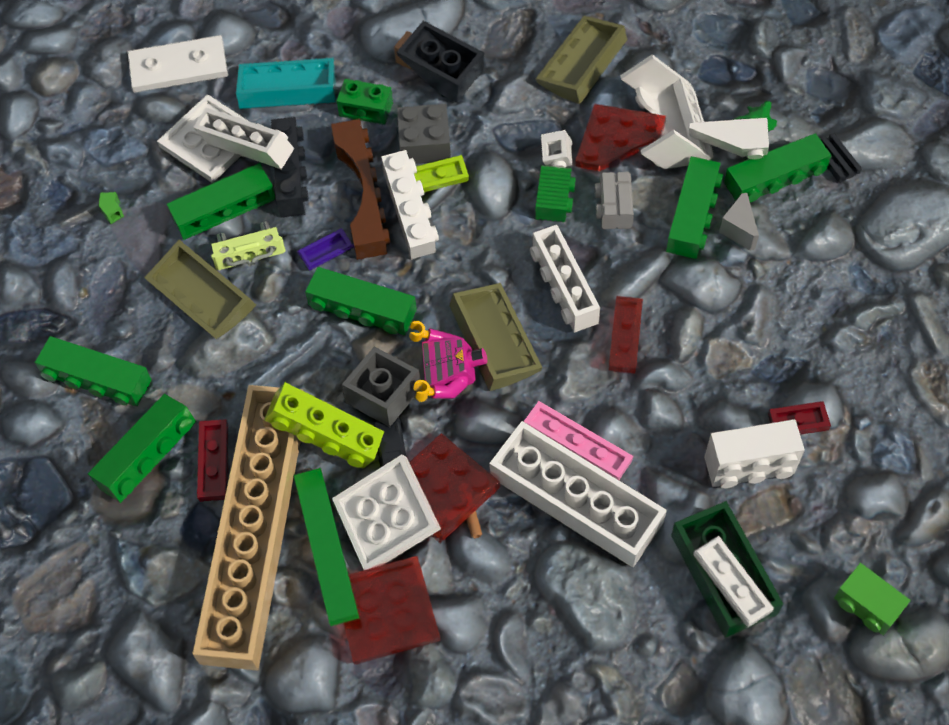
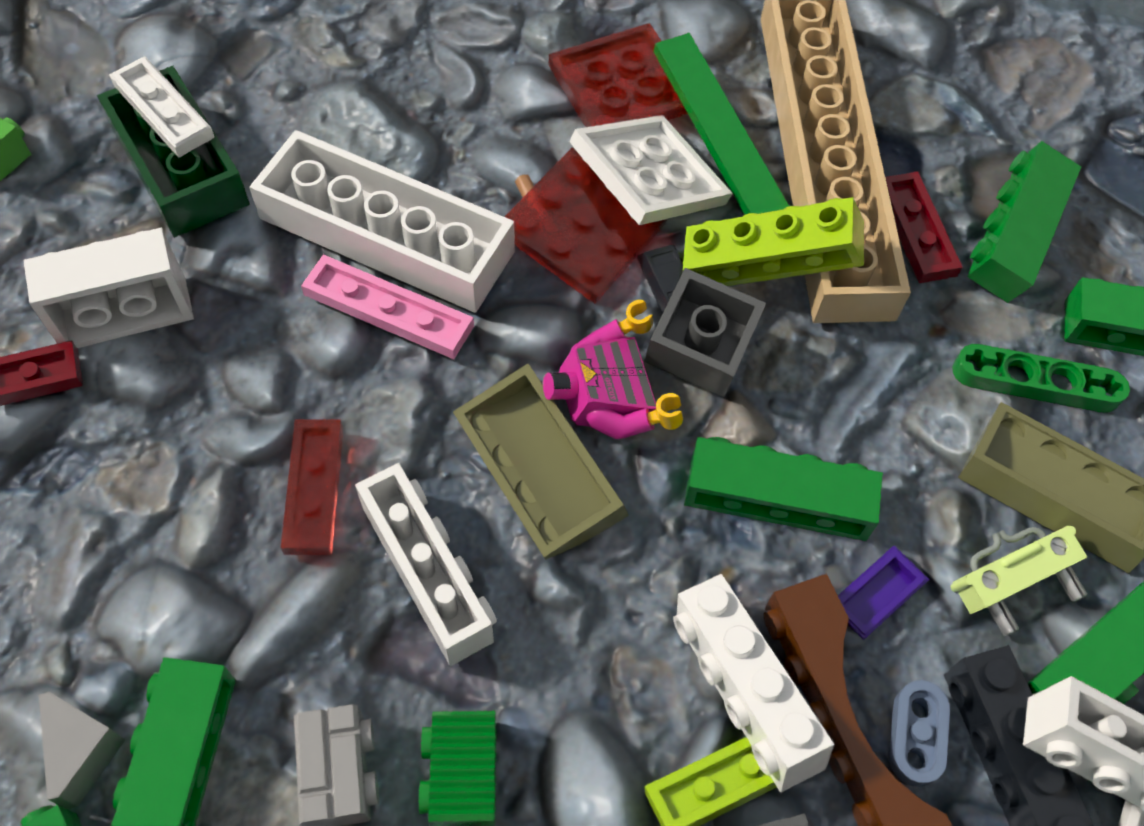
camera: 165 degrees right, 0 degrees up
(180, 355) = (1040, 383): none -> green beam
(328, 187) = (920, 735): none -> sand blue plate

